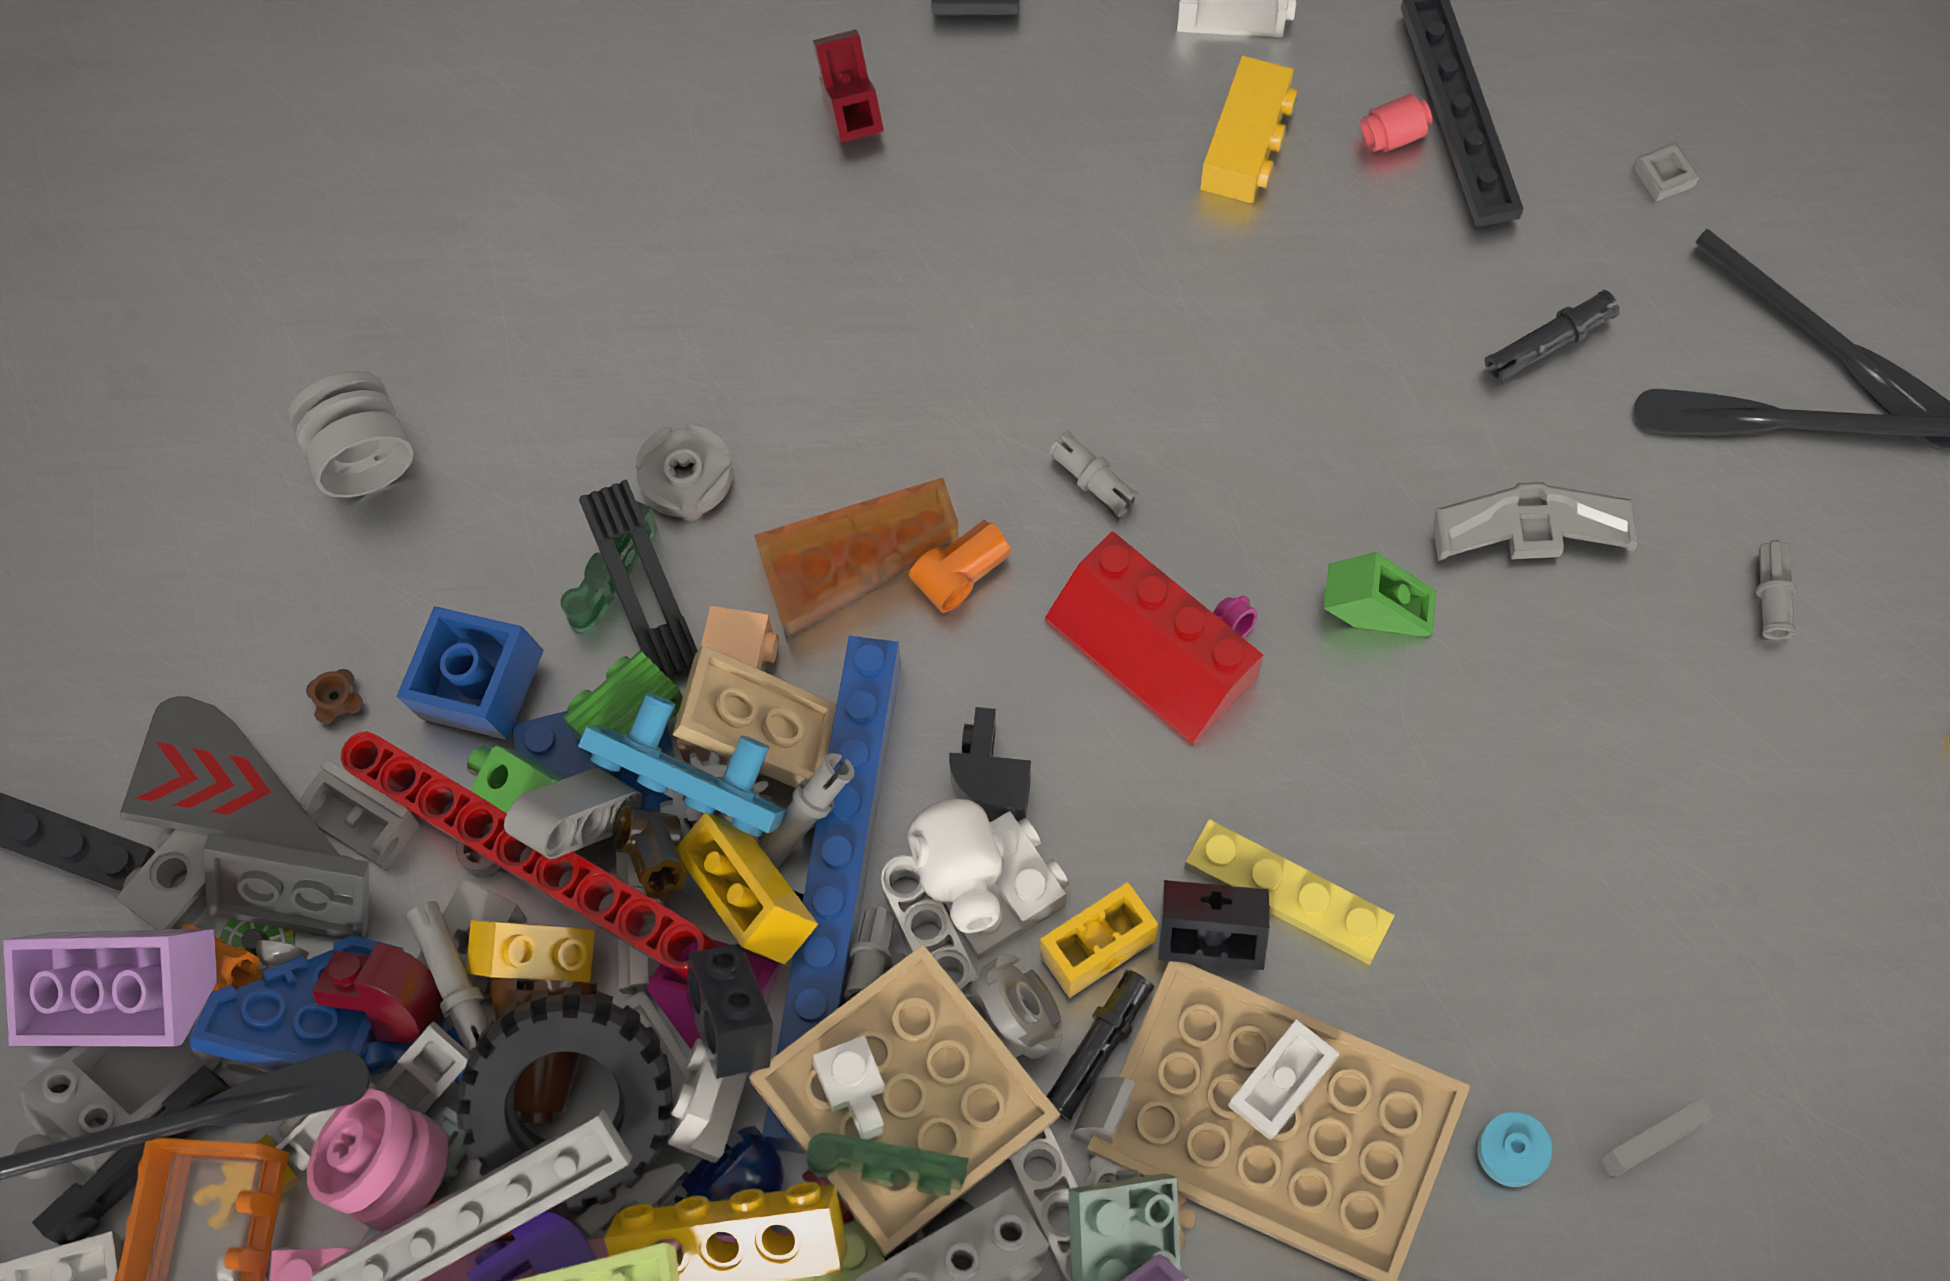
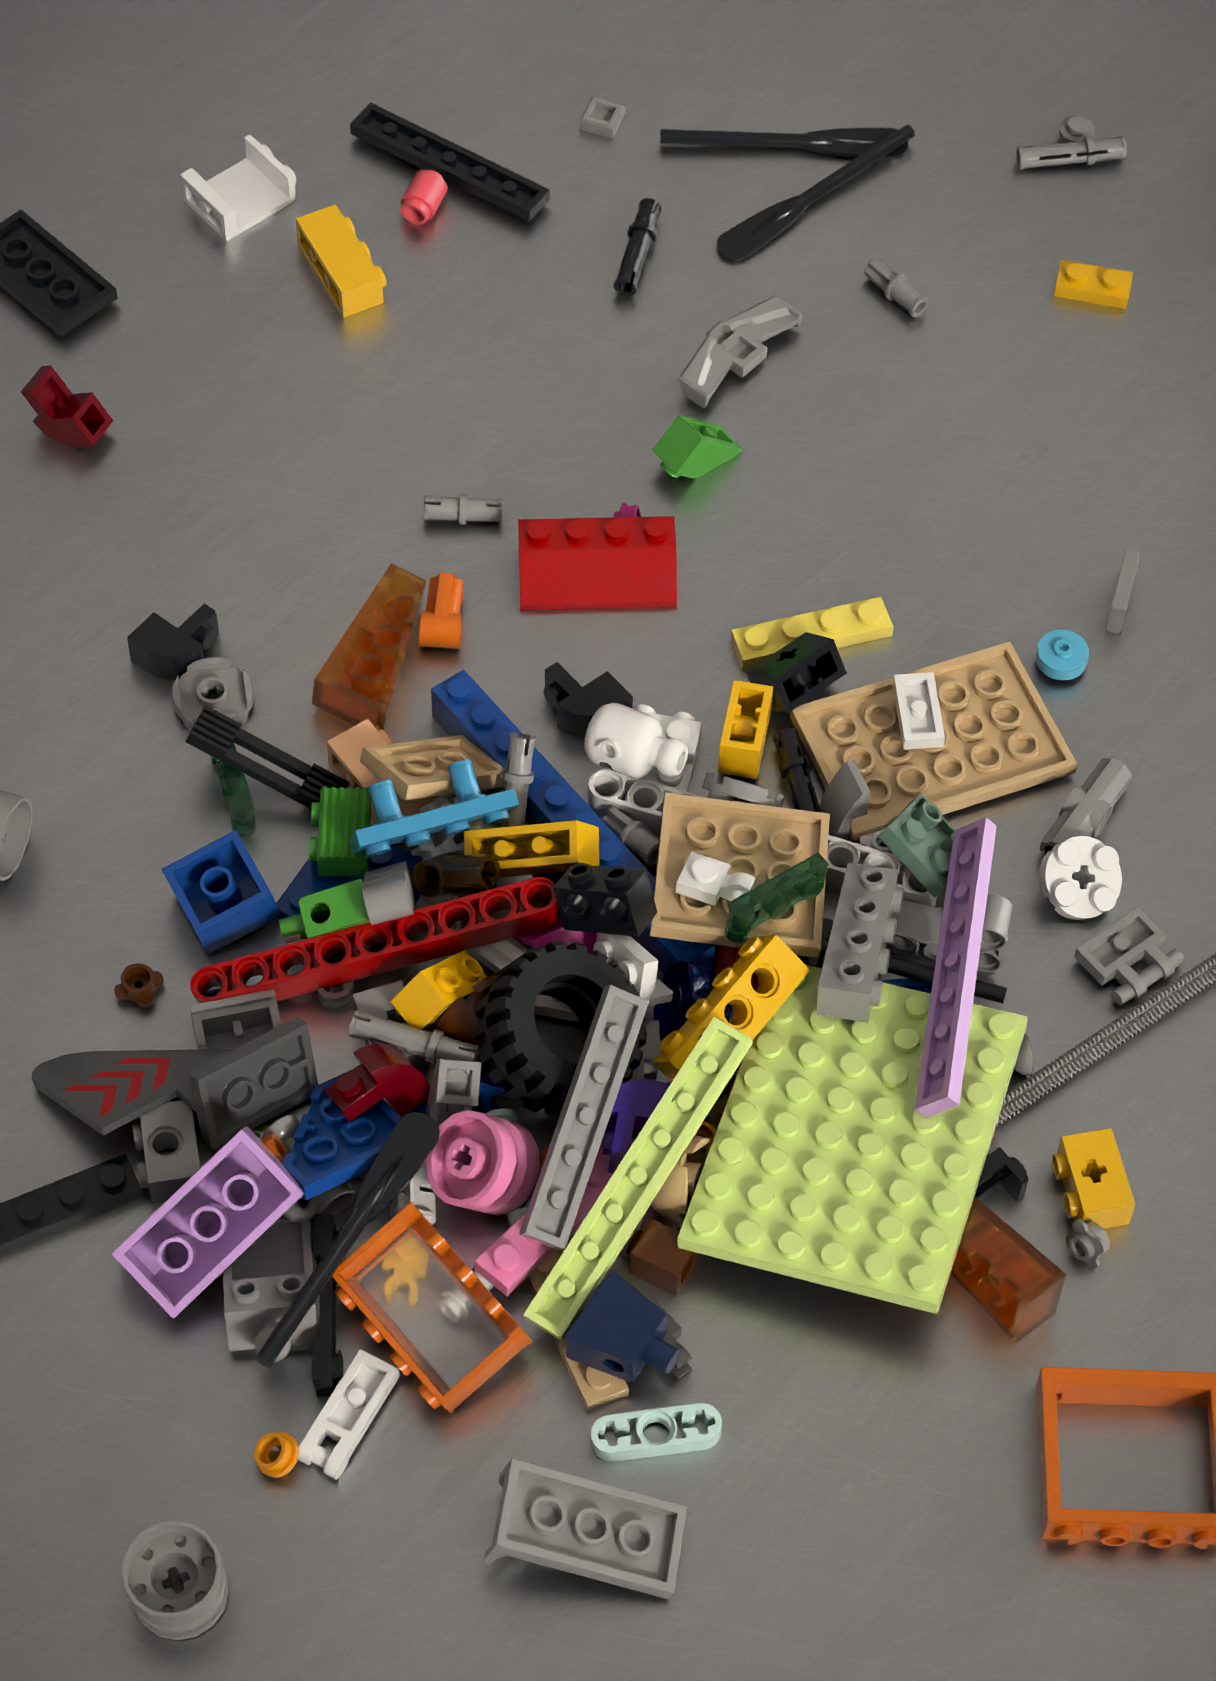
camera: 50 degrees left, 10 degrees down
(697, 398) = (168, 649): none -> black brick

